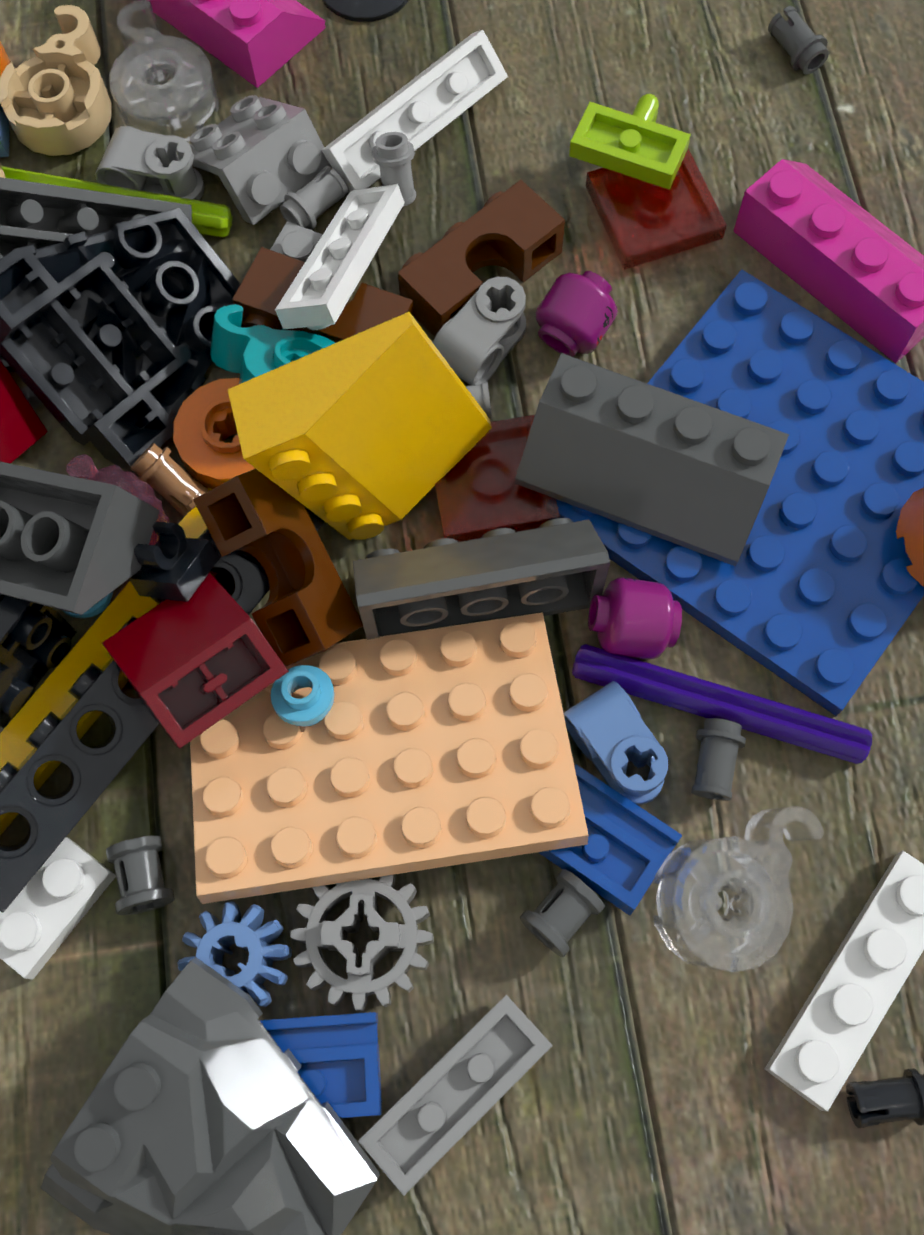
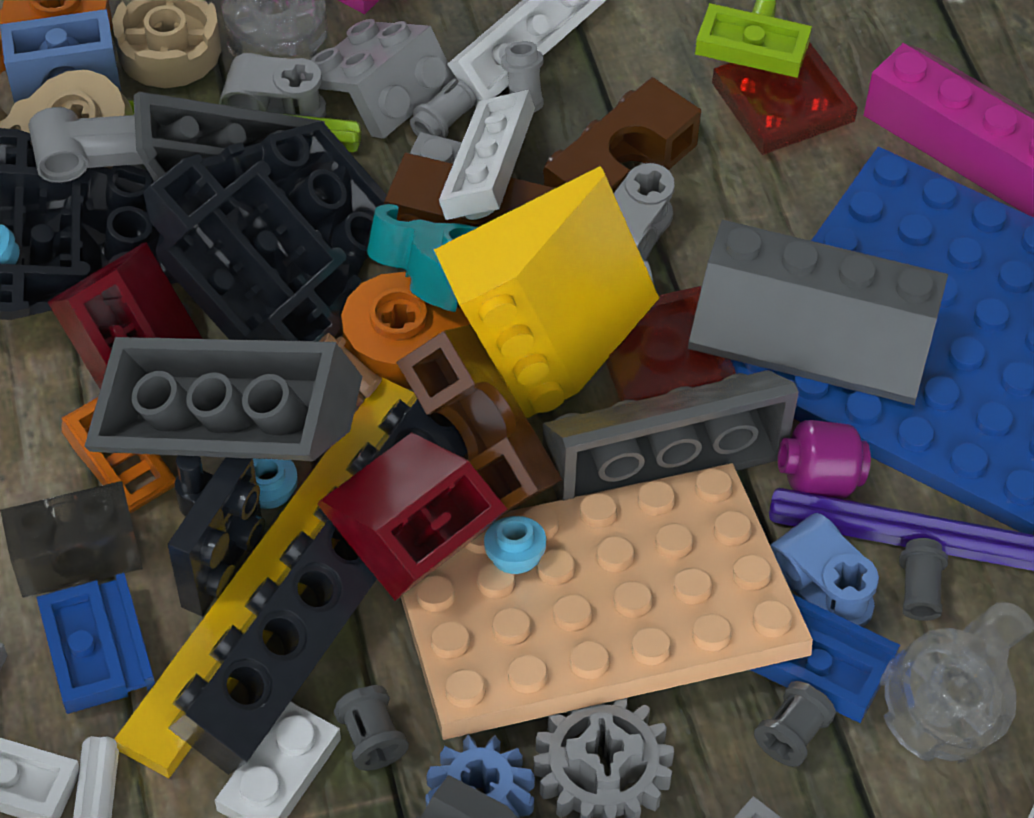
camera: 10 degrees left, 15 degrees down
(173, 565) = (377, 426): black tile -> none
(576, 313) = (722, 190): magenta head -> none

